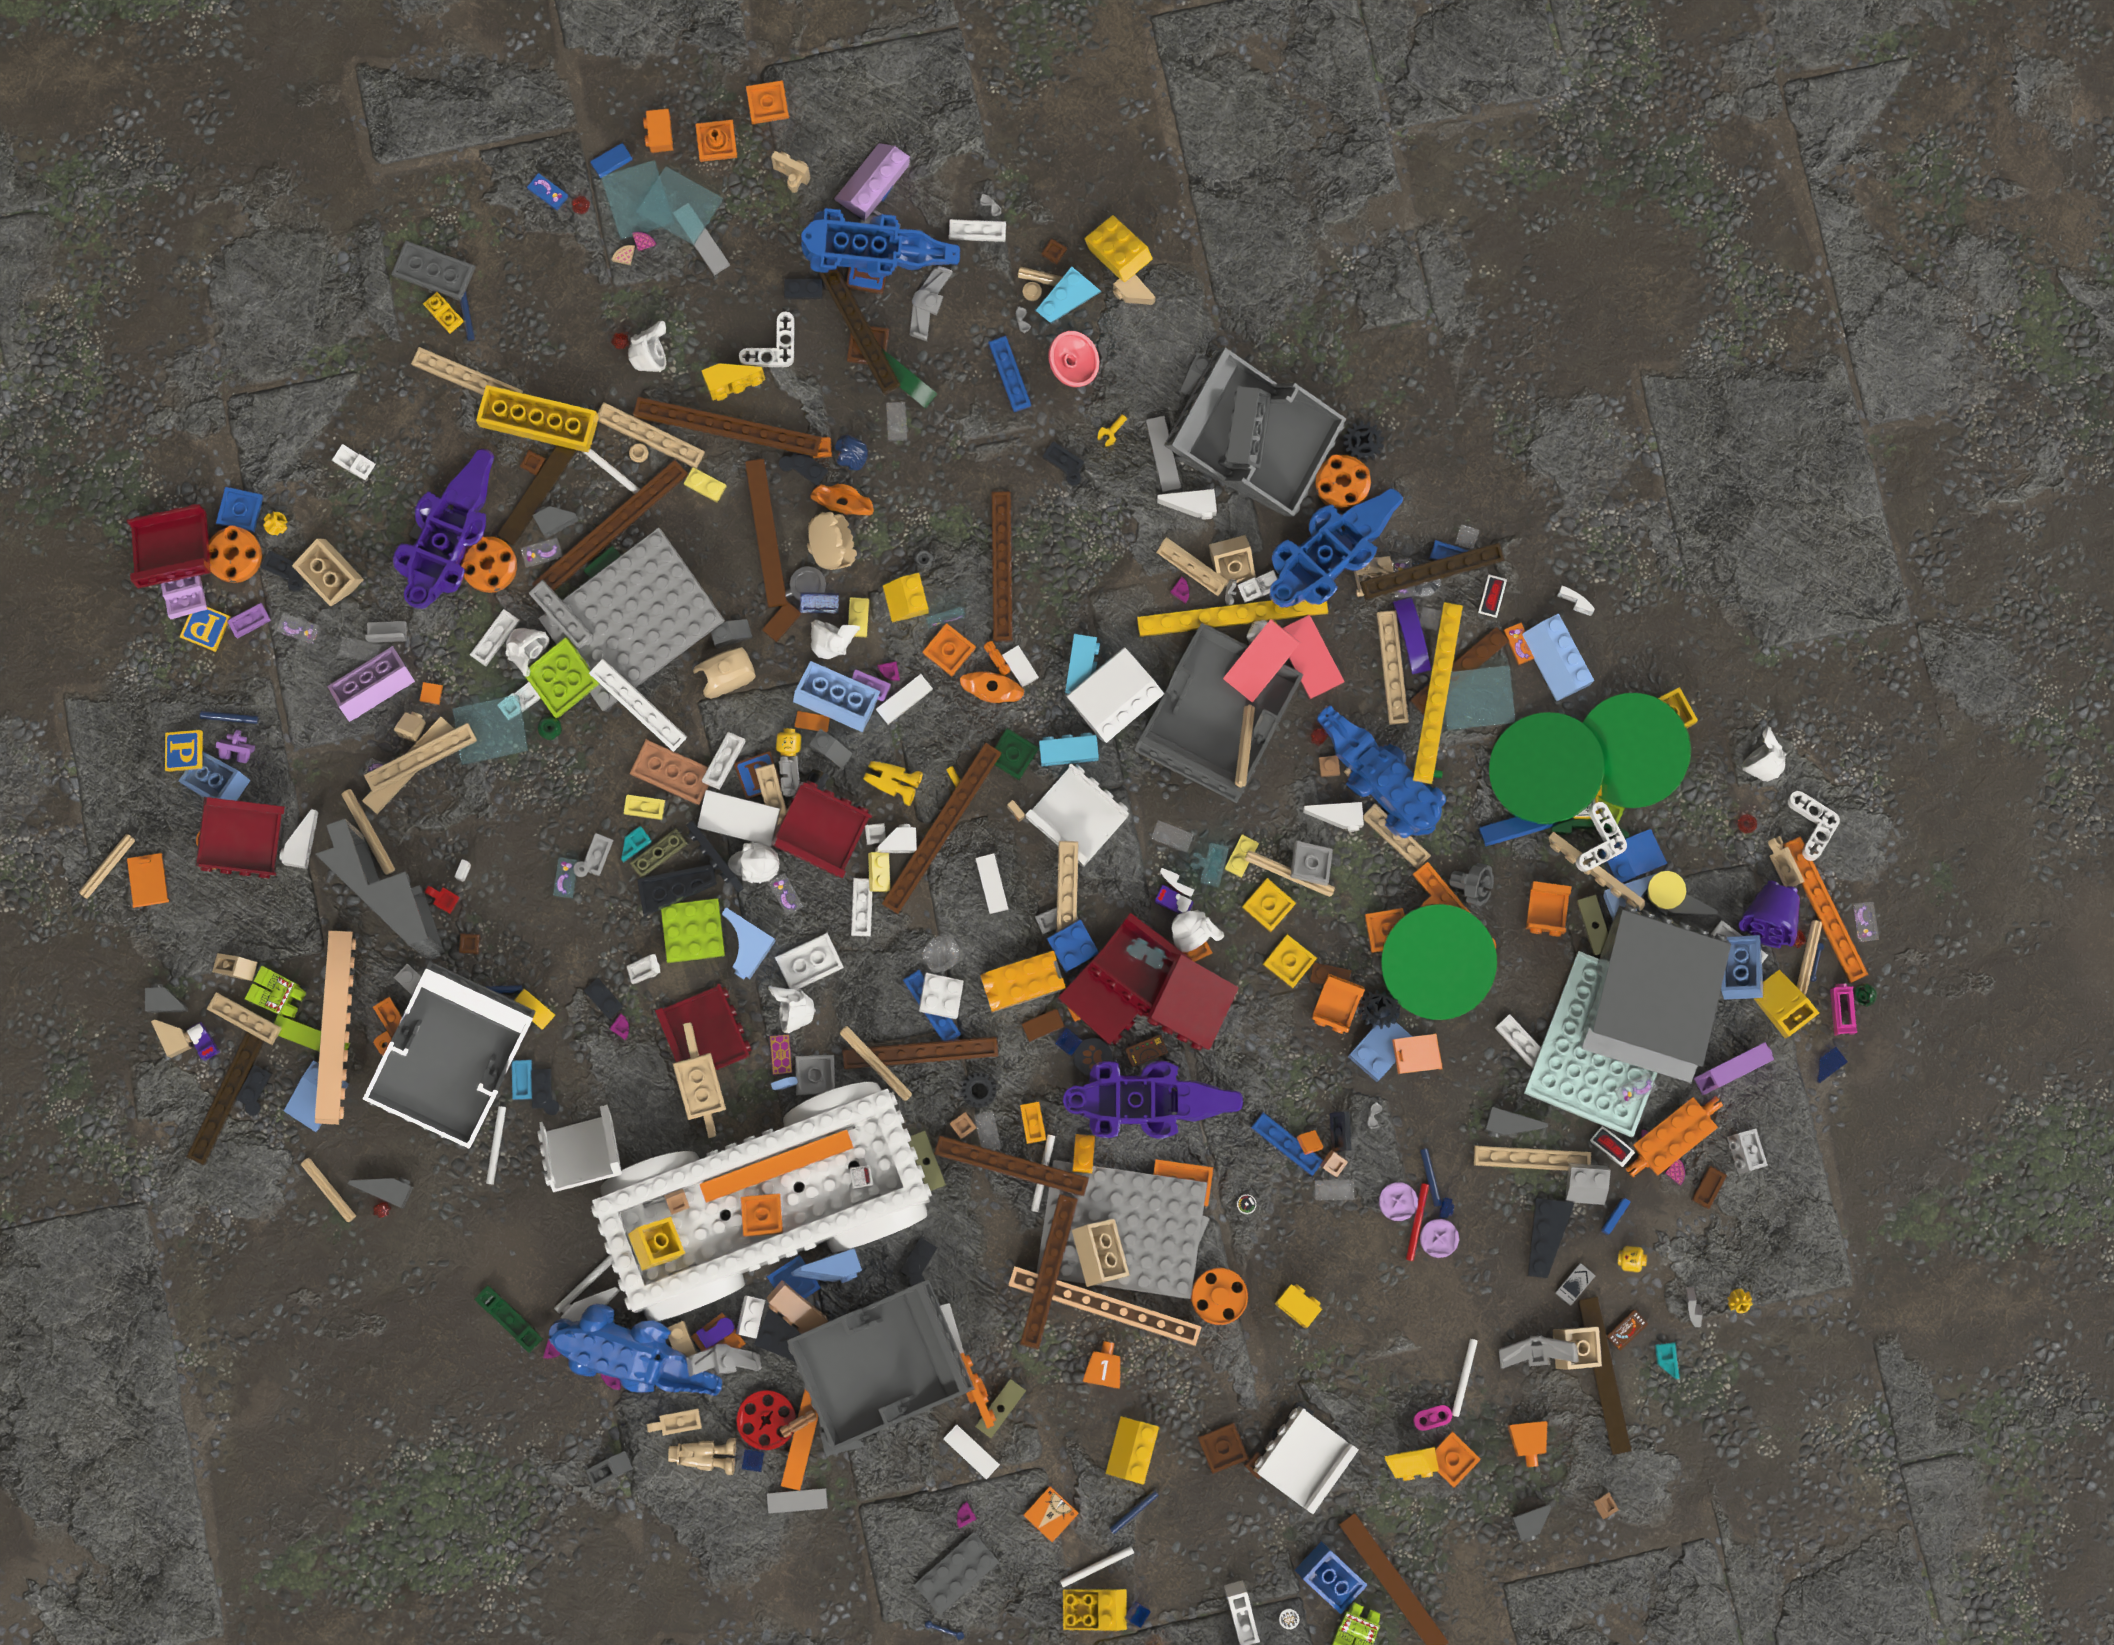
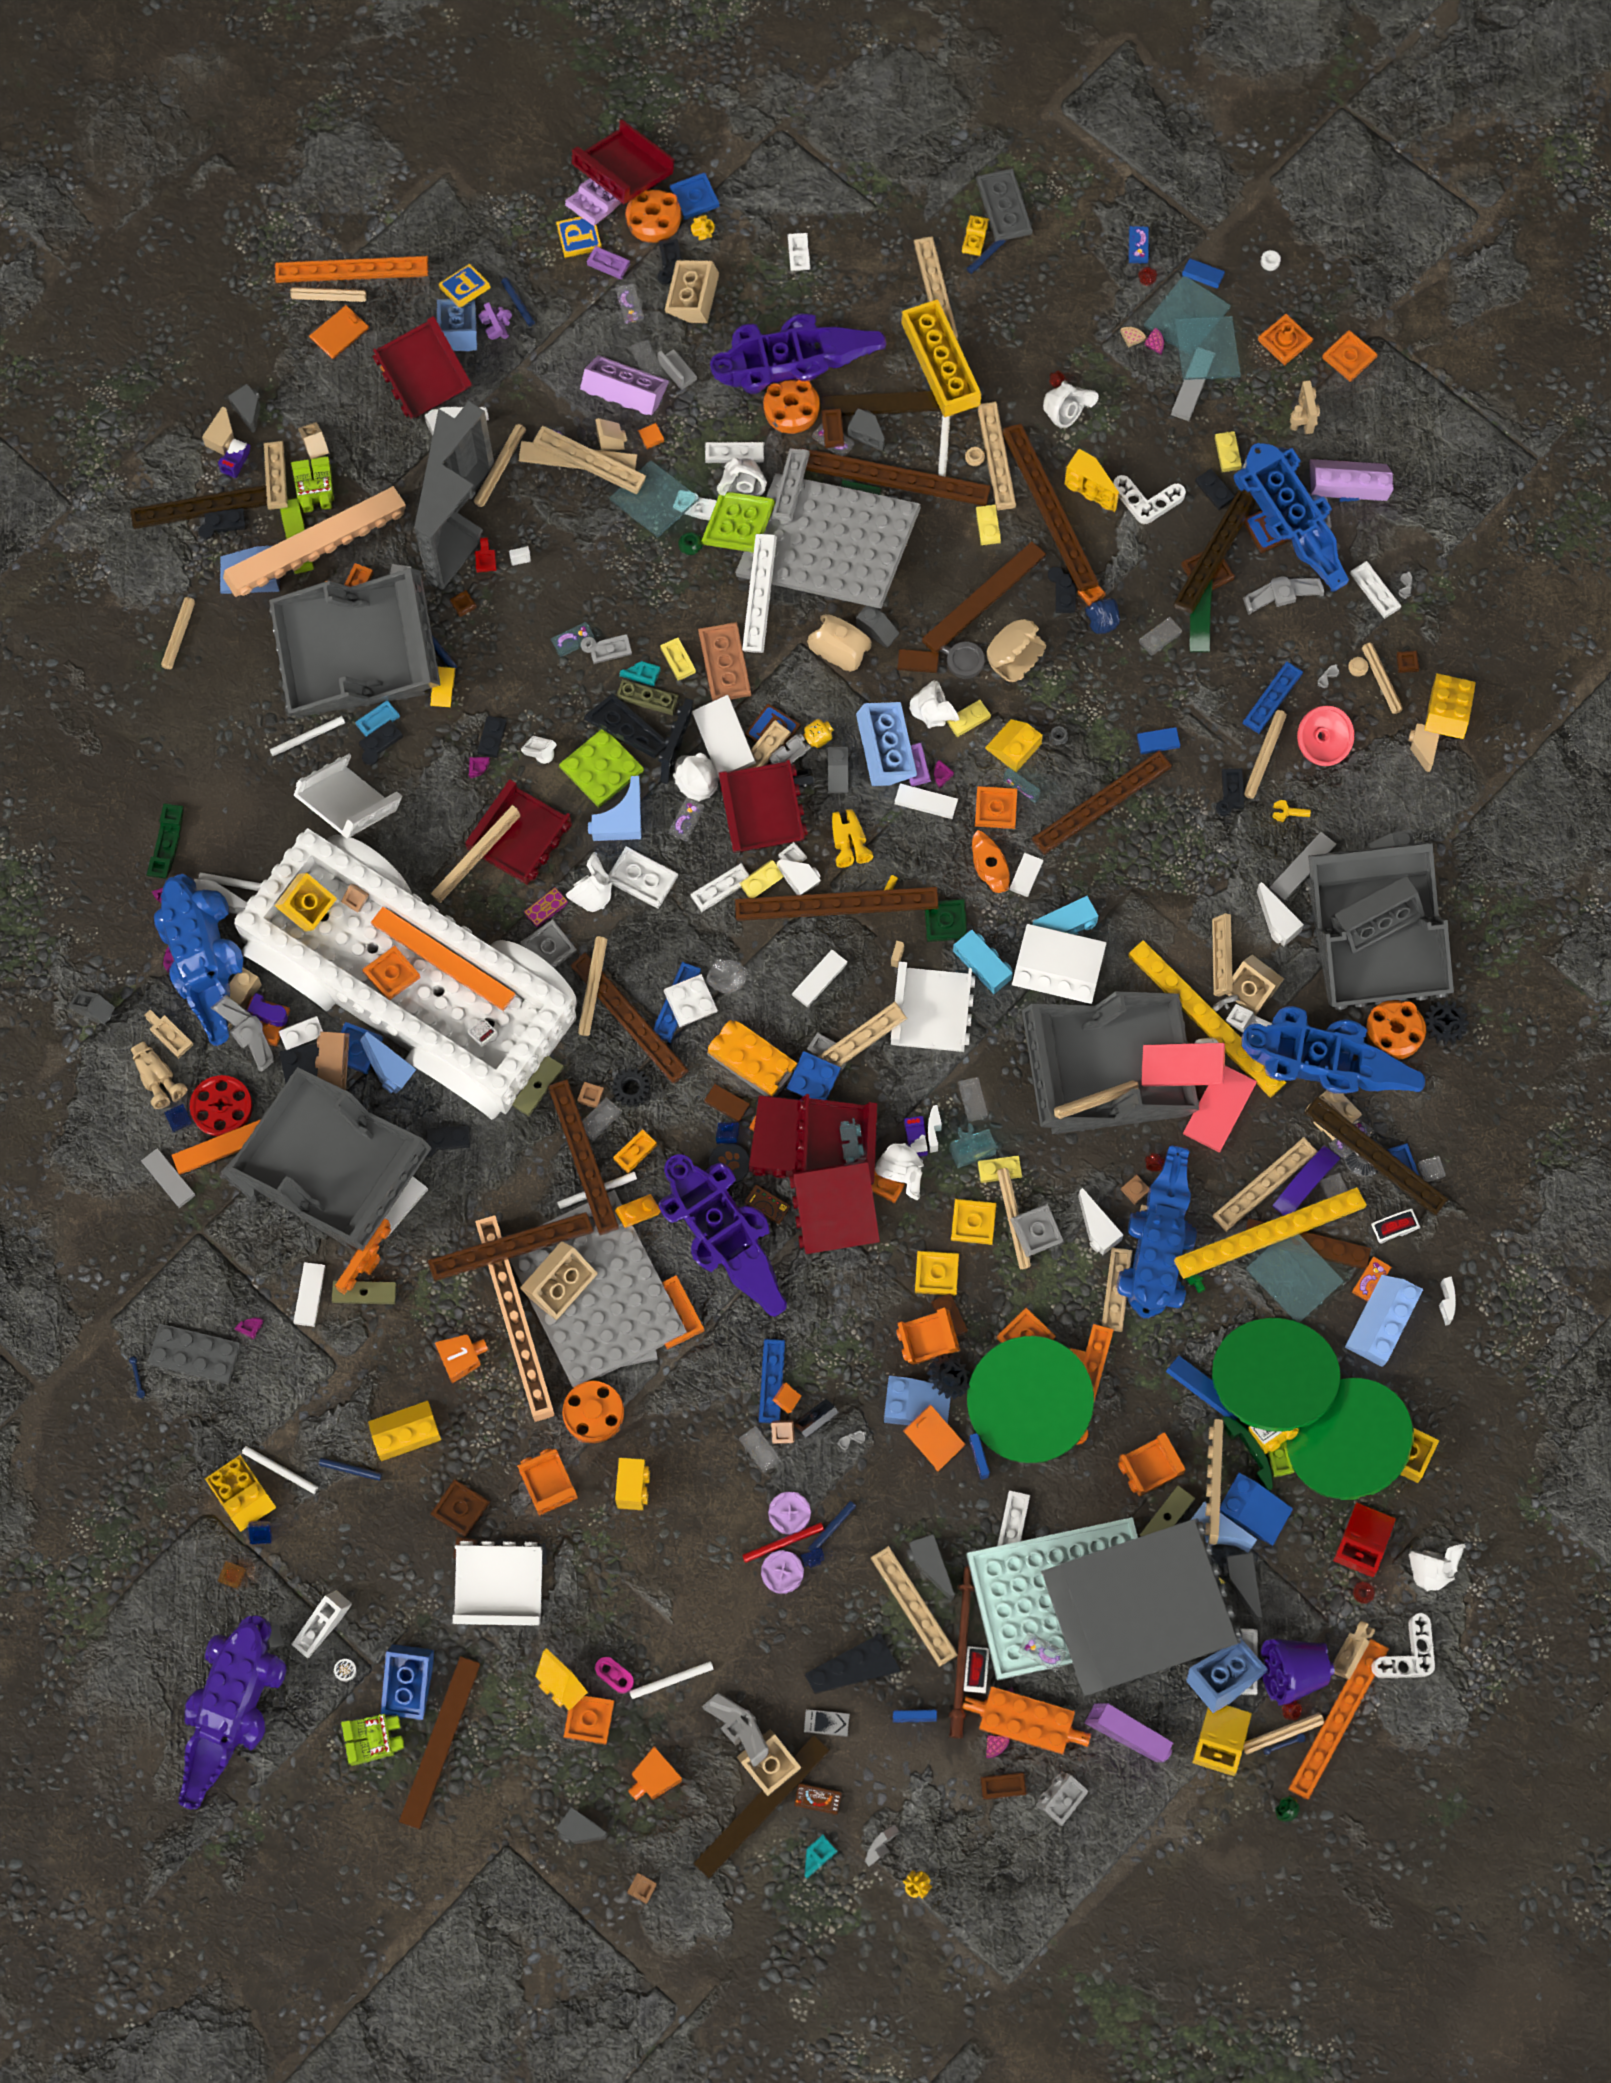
camera: 60 degrees right, 10 degrees down
(96, 832) = (351, 269): none -> orange tile
(381, 1209) = (189, 684): clear red plate -> none
(390, 1190) = (210, 678): dark grey slope -> none
(532, 463) = (903, 383): reddish brown tile -> none
(533, 546) = (832, 428): none -> reddish brown tile
(638, 100) = (1270, 260): none -> white tile
(659, 130) = (1257, 291): orange brick -> none
(699, 1086) = (468, 854): tan tile -> none
(723, 760) = (764, 693): white tile -> none
(778, 255) = (1228, 451): none -> light yellow plate
(784, 1083) = (522, 924): light blue tile -> none
(798, 1423) = (232, 1129): medium nougat axle -> none
(812, 721) = (850, 739): orange sticker -> none
(819, 602) = (956, 678): clear blue tile -> none
(855, 504) = (1054, 625): orange piece -> none
(982, 486) = (1158, 740): none -> blue tile
(997, 658) = (1019, 851): orange axle -> none
(1051, 1514) = (300, 1399): orange tile -> none
(1052, 414) = (1265, 754): none -> tan axle
(1067, 295) = (1376, 693): medium azure wedge -> none
(1181, 590) = (1195, 961): magenta tile -> none
(1246, 1204) = (693, 1382): black tile -> none
(1248, 1368) = (547, 1481): none -> orange panel
(1454, 1030) = (979, 1456): none -> blue tile
(1473, 883) = (1124, 1381): dark grey piece -> none
(1587, 1183) = (925, 1669): light grey slope -> none
(1608, 845) = (1245, 1471): white beam -> none
(1632, 1259) = (886, 1757): yellow head -> none
(1634, 1183) = (957, 1714): none -> copper bar
(1666, 890) = (1245, 1555): light yellow tile -> none
(1711, 794) = (1364, 1540): none -> red slope
(1830, 1063) = (1199, 1820): clear blue tile -> none
(1836, 1010) = (1277, 1784): dark pink window -> none
(1866, 921) = (1355, 1764): clear tile -> none

